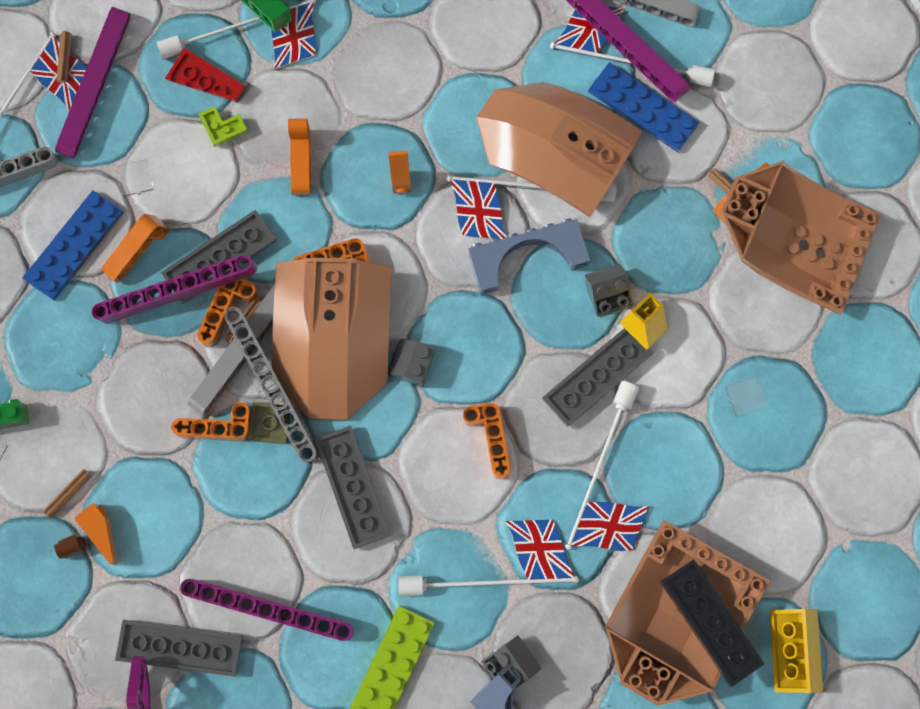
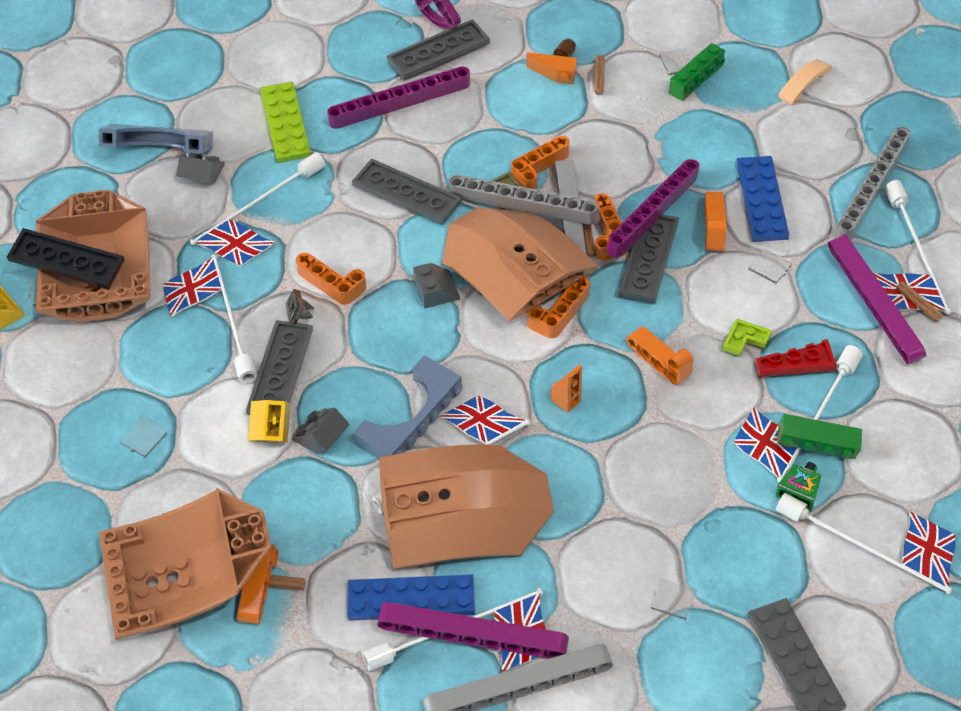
camera: 145 degrees right, 25 degrees down
(541, 429) = (297, 307): none -> clear smoke tile

